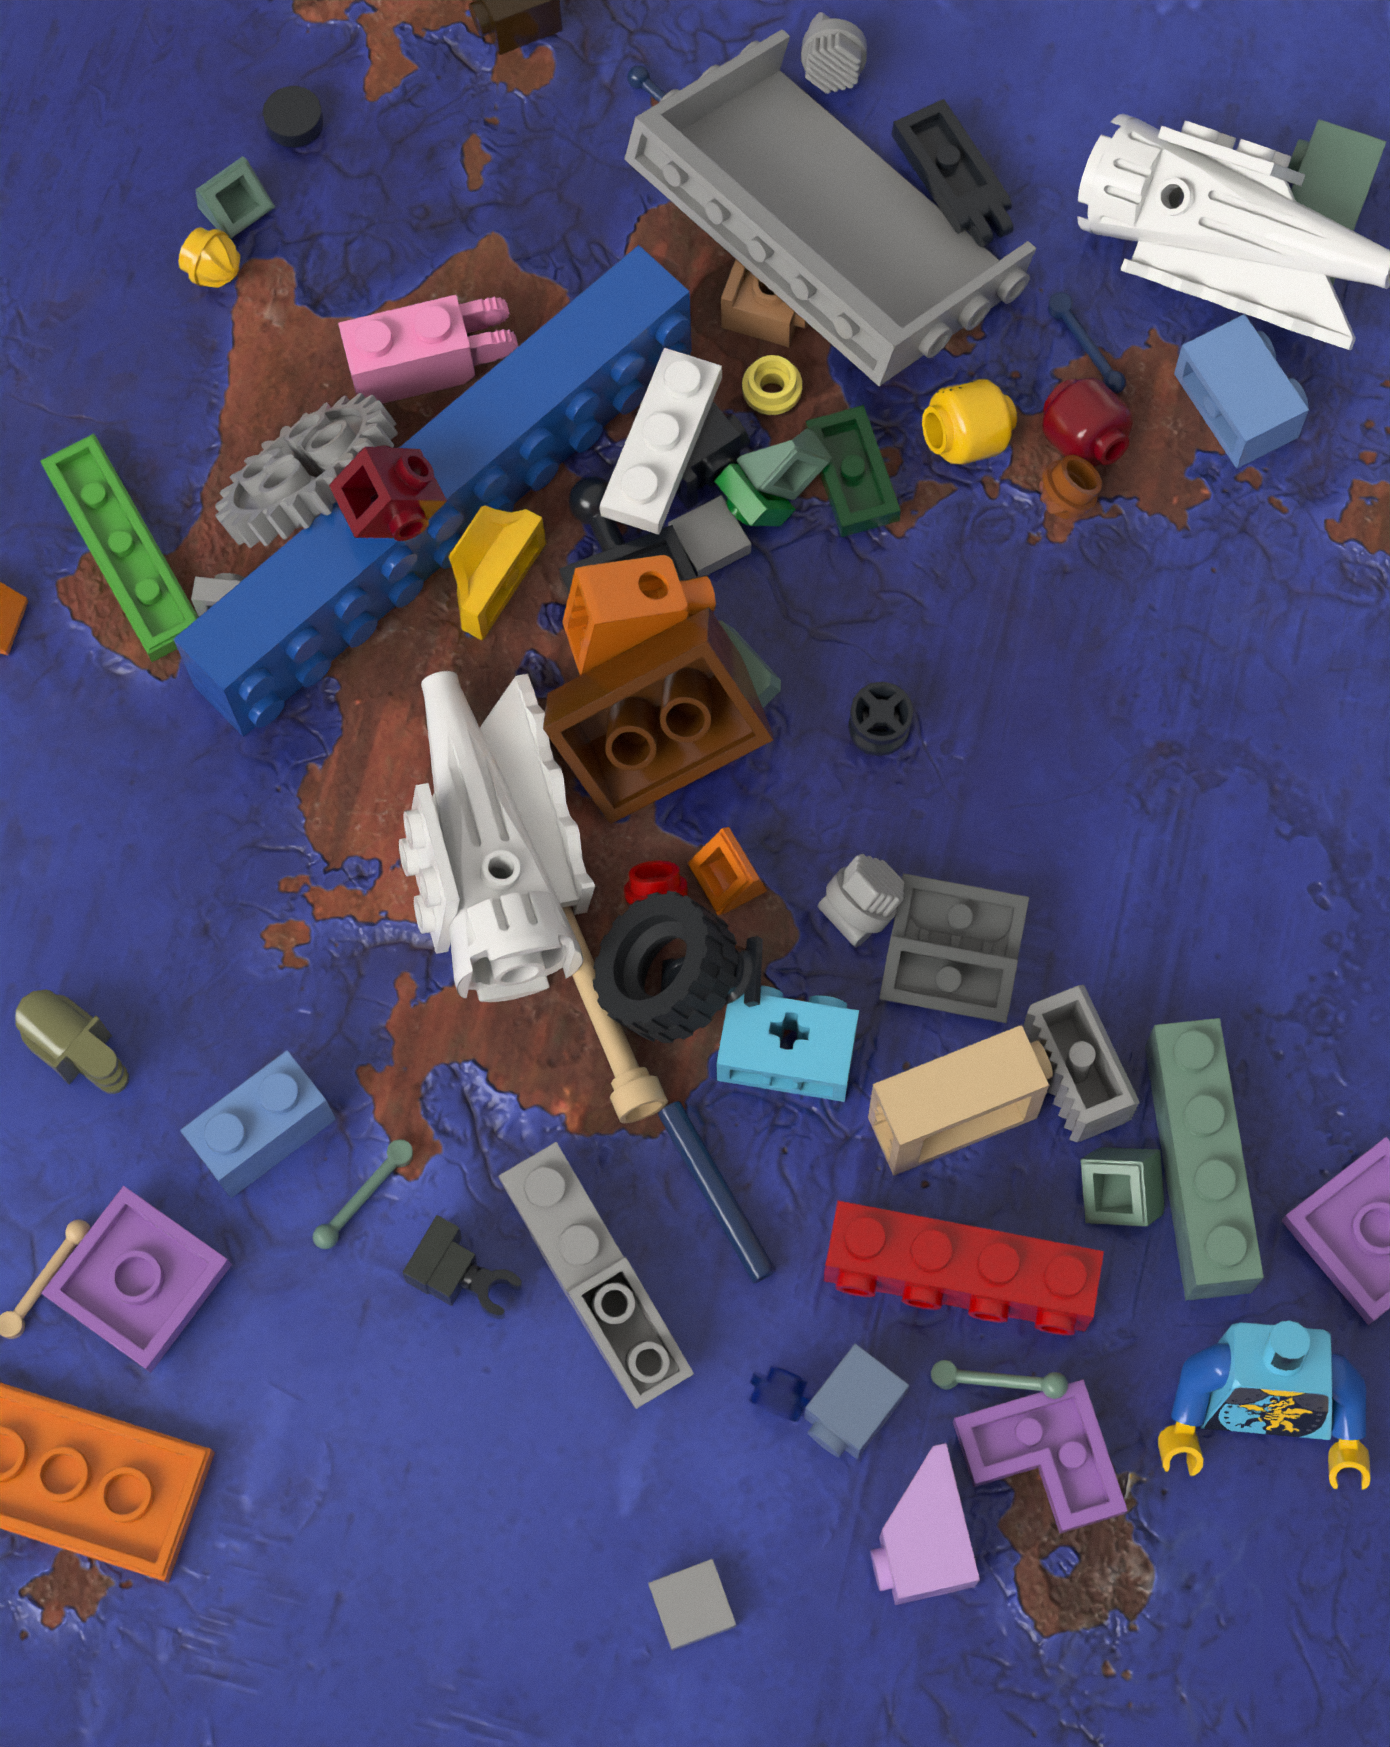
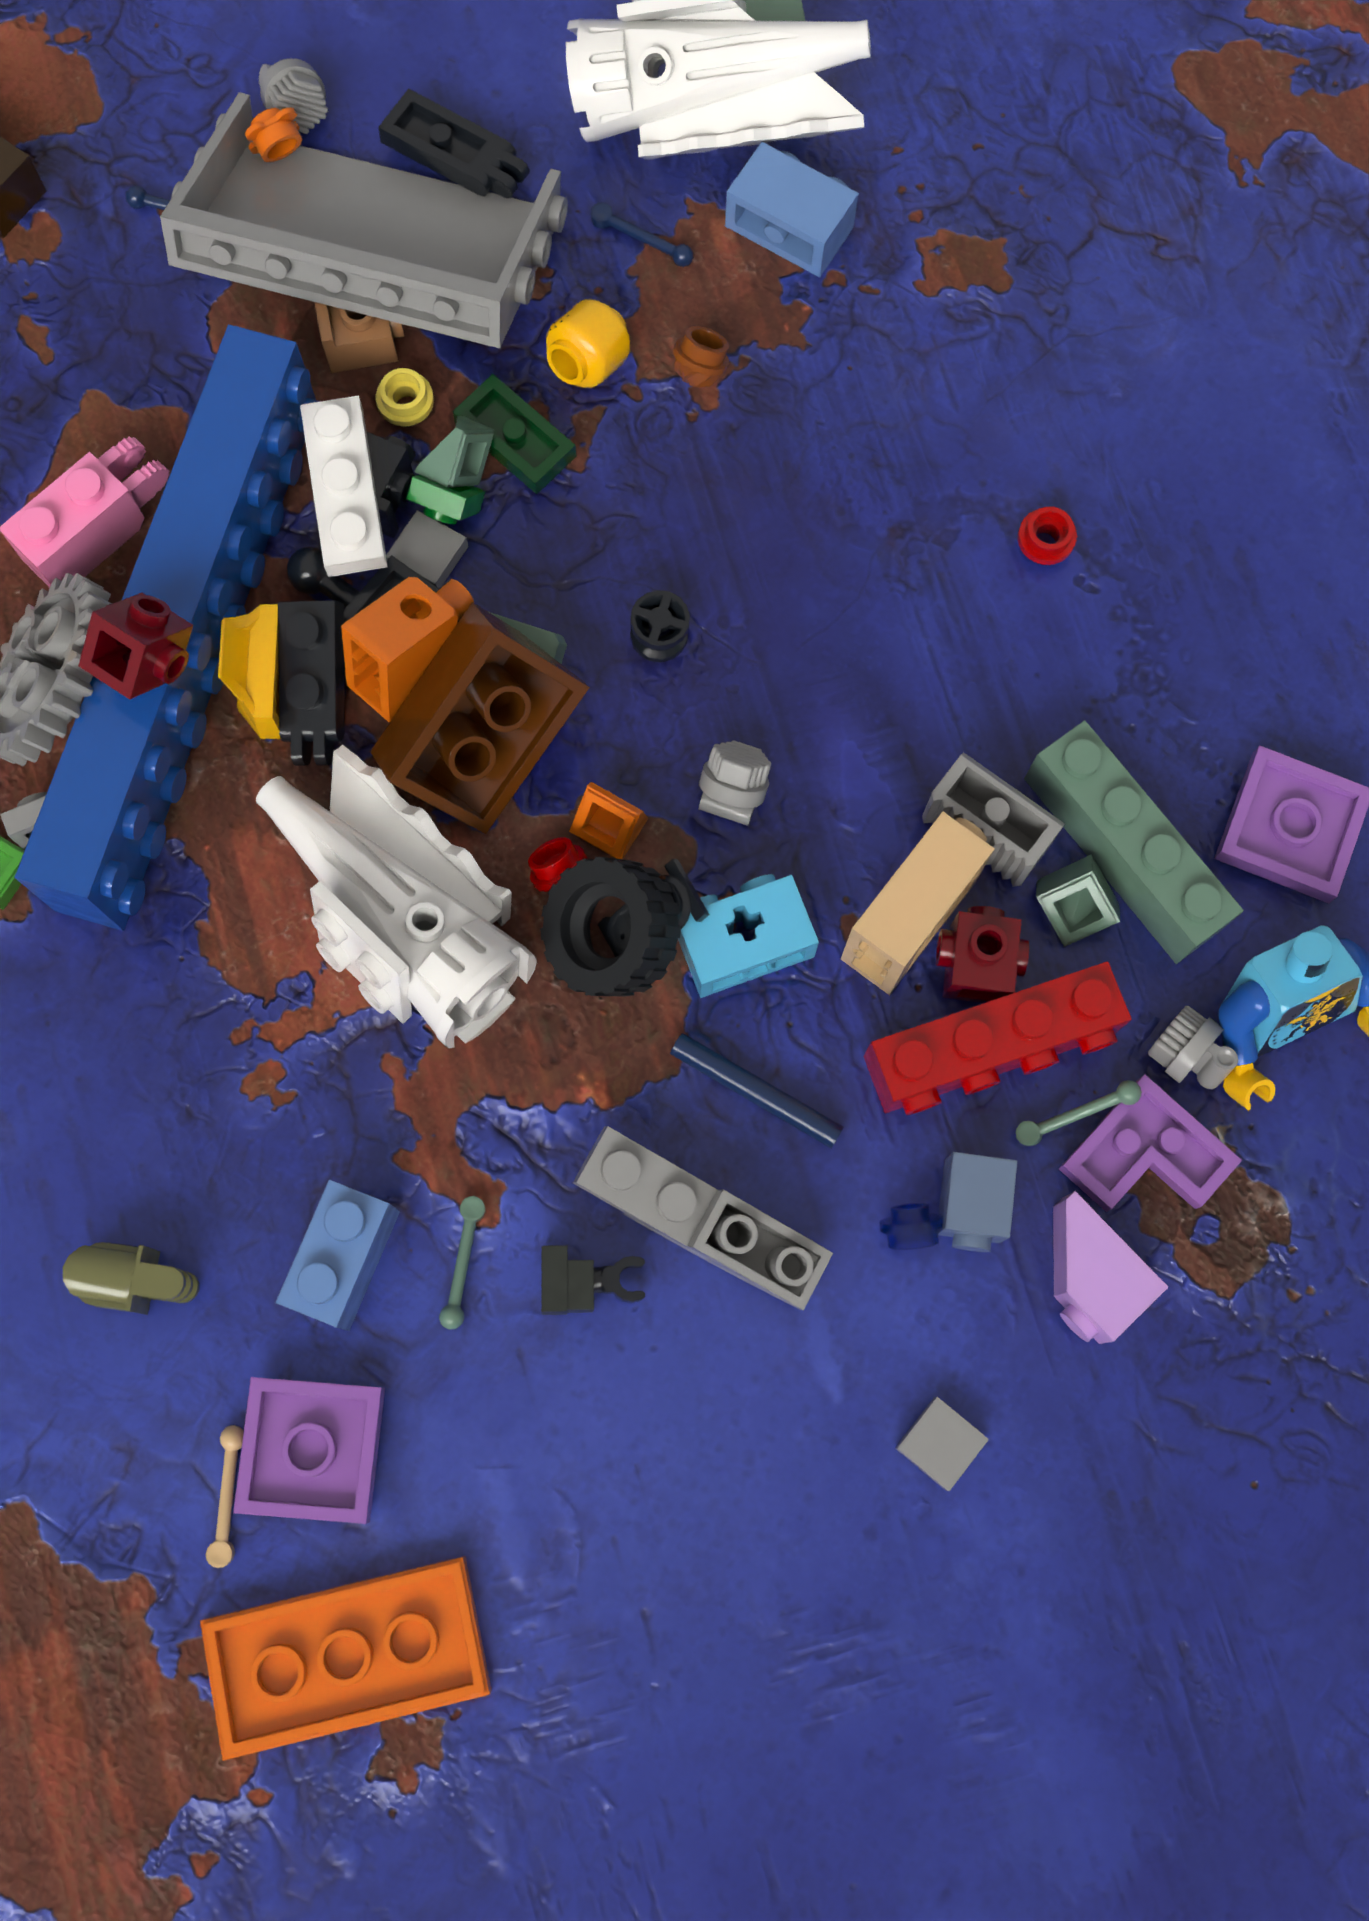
camera: 35 degrees left, 5 degrees up
(532, 601) = (311, 679): none -> black hinge
(635, 1091) = (640, 1043): tan piece -> none
(792, 83) = (274, 134): none -> orange plate
(954, 948) = (831, 782): dark grey slope -> none
(984, 1203) = (981, 955): none -> dark red brick
(1087, 421) = (683, 294): dark red head -> none
(1144, 1379) = (1190, 1046): none -> light grey piece
(1314, 815) = (1053, 522): none -> red plate

